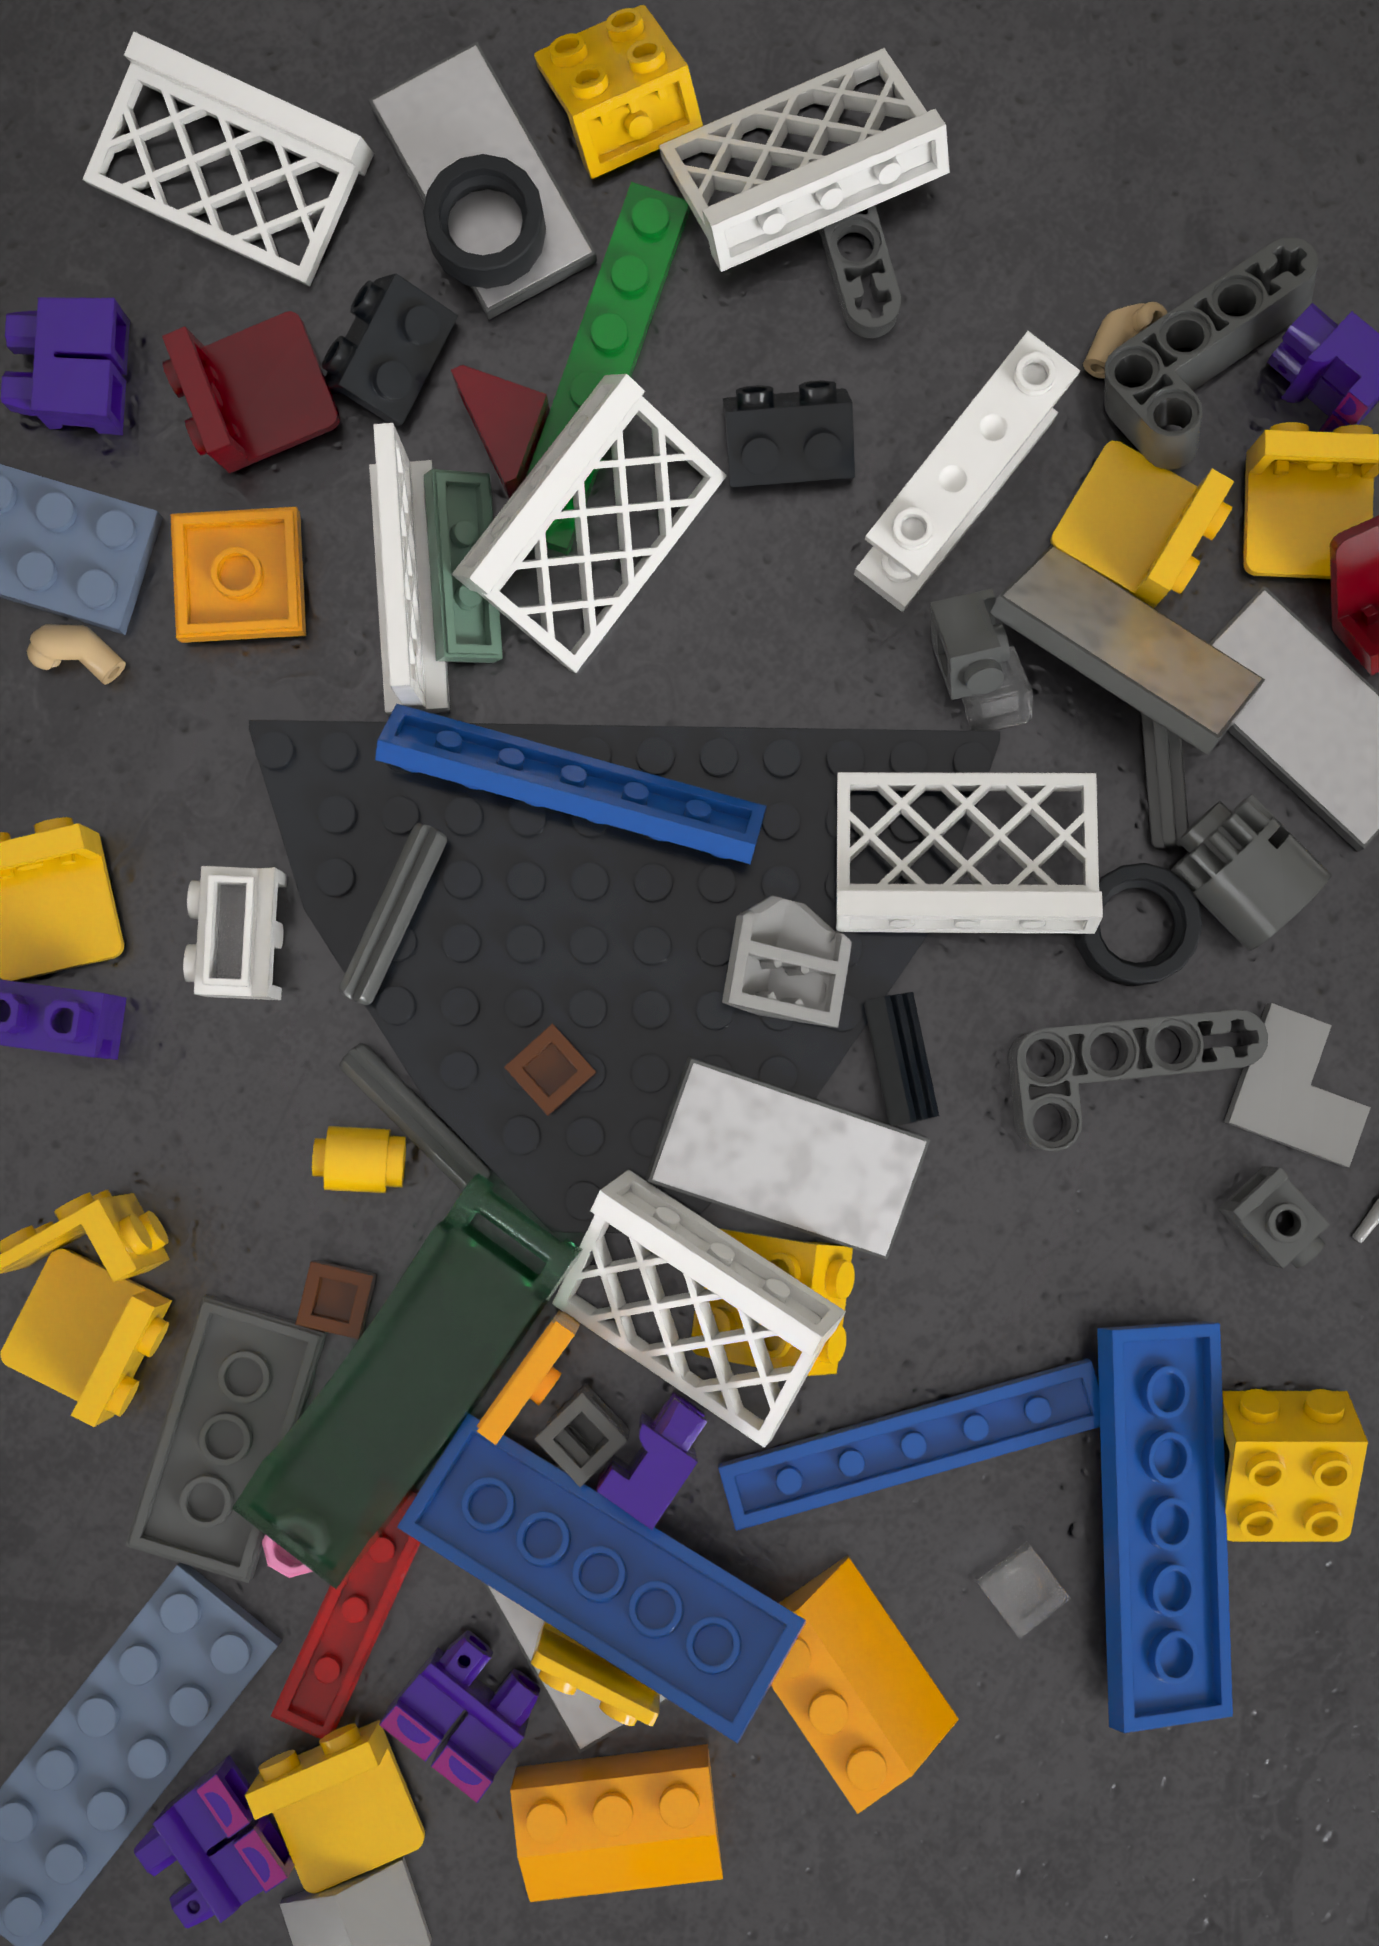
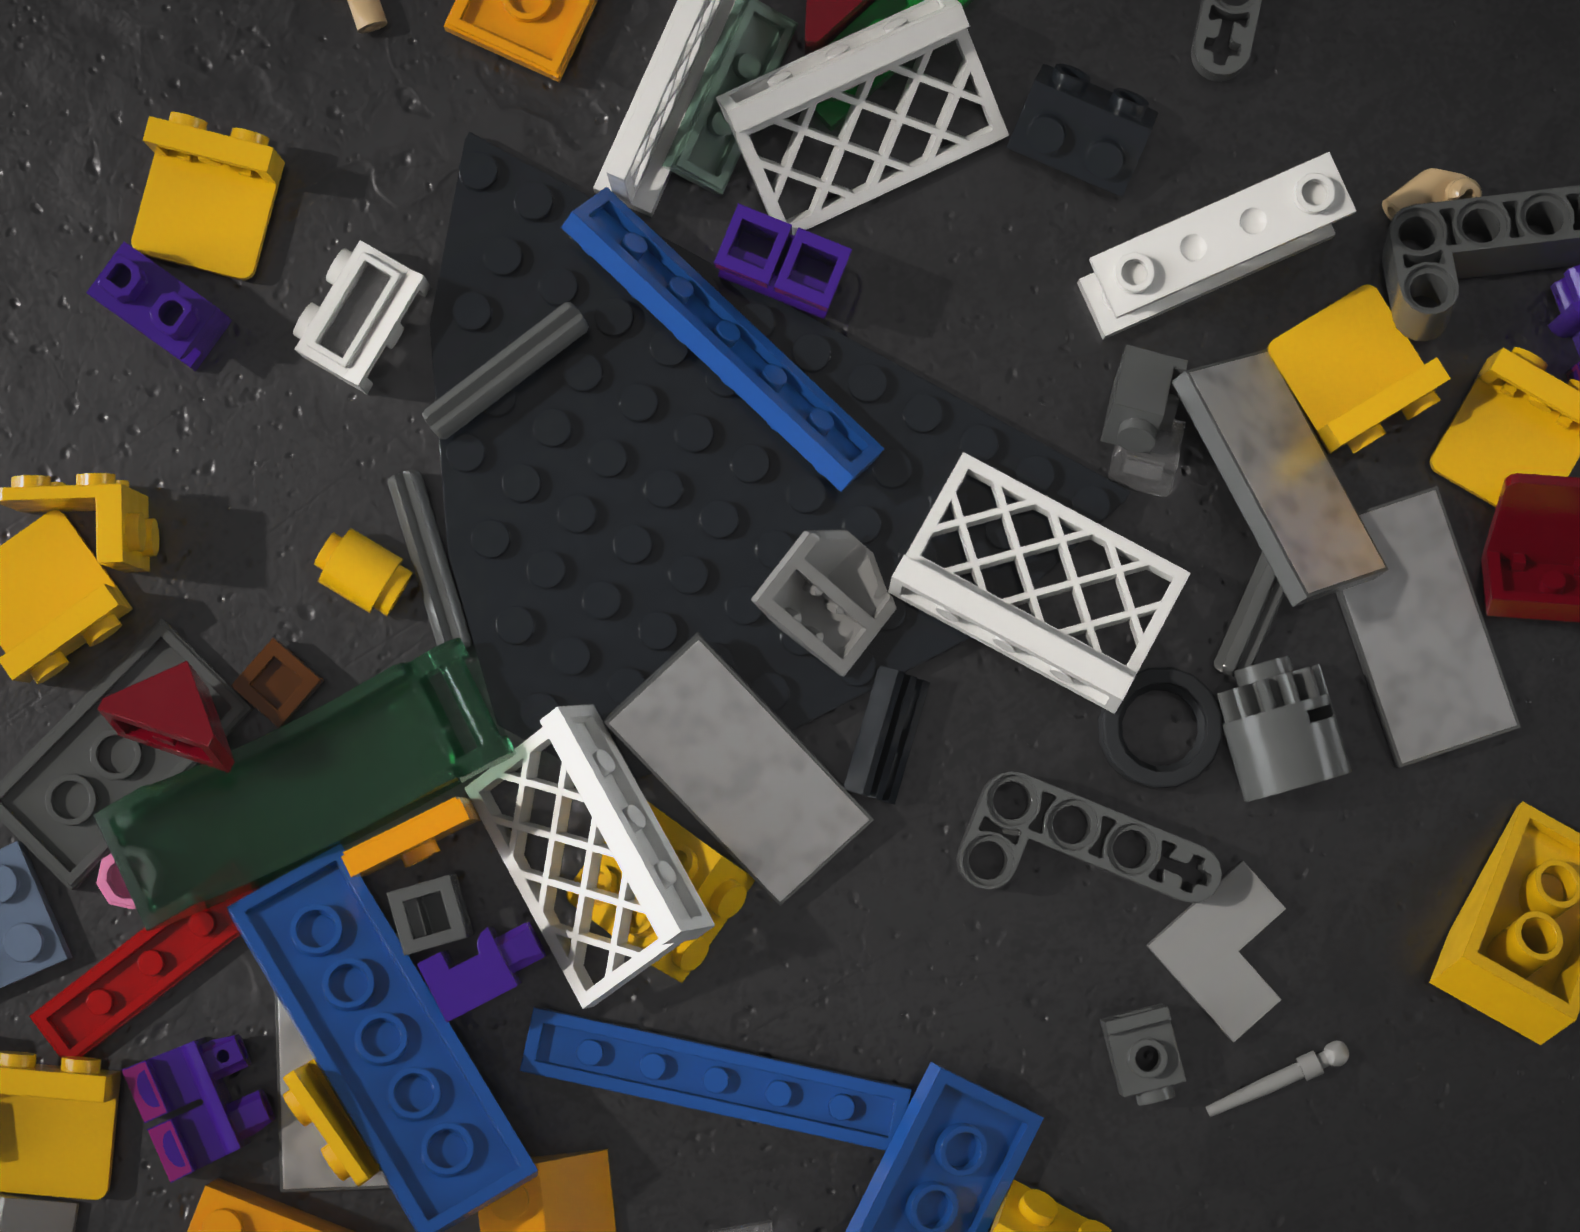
camera: 30 degrees right, 0 degrees up
(256, 1379) = (173, 715): none -> dark red slope
(550, 1069) = (571, 580): reddish brown plate -> none
(588, 693) = (785, 267): none -> dark purple hips

